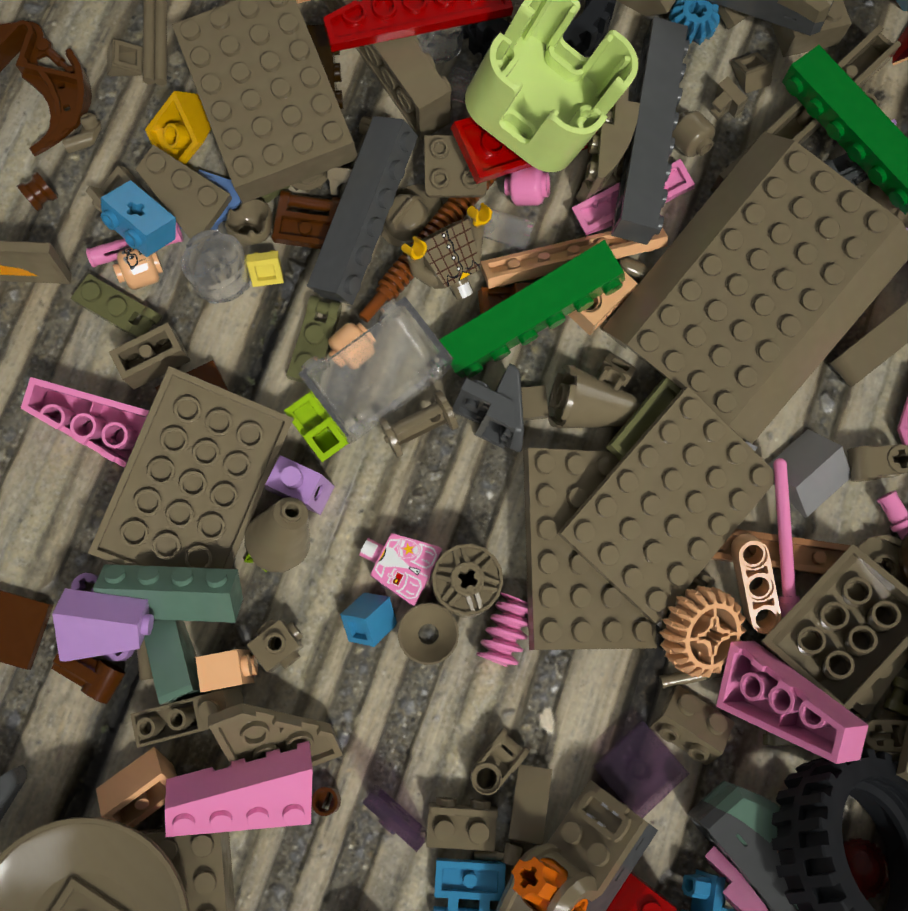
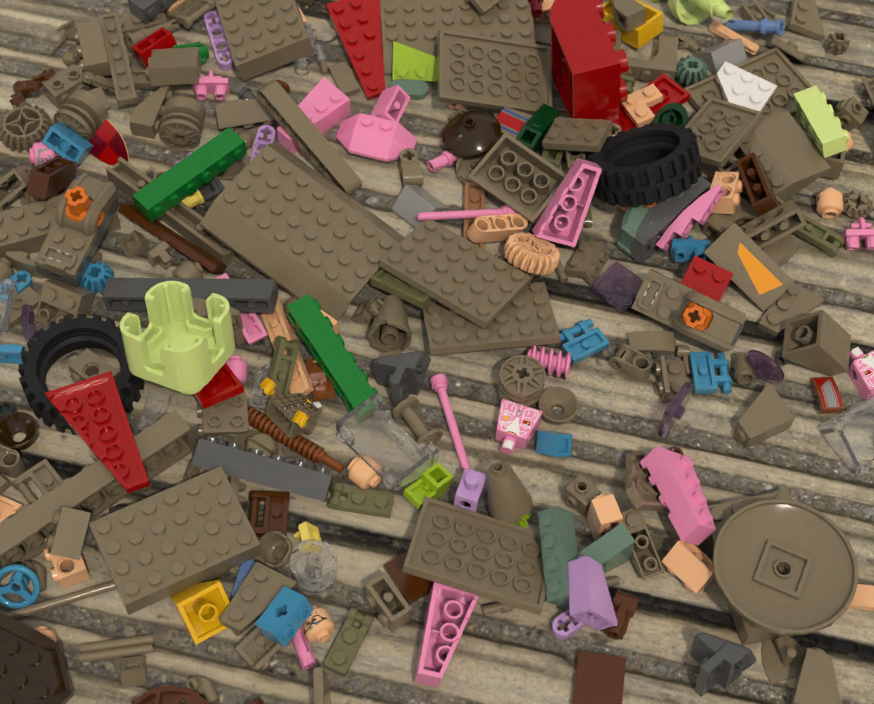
camera: 95 degrees left, 20 degrees down
(483, 465) = (439, 384): none -> bright pink piece
(522, 243) = (283, 365): none -> olive plate
(535, 695) = (585, 345): none -> dark azure plate
(746, 126) = (174, 239): none -> reddish brown tile
(824, 144) = (194, 199): none -> light yellow bush

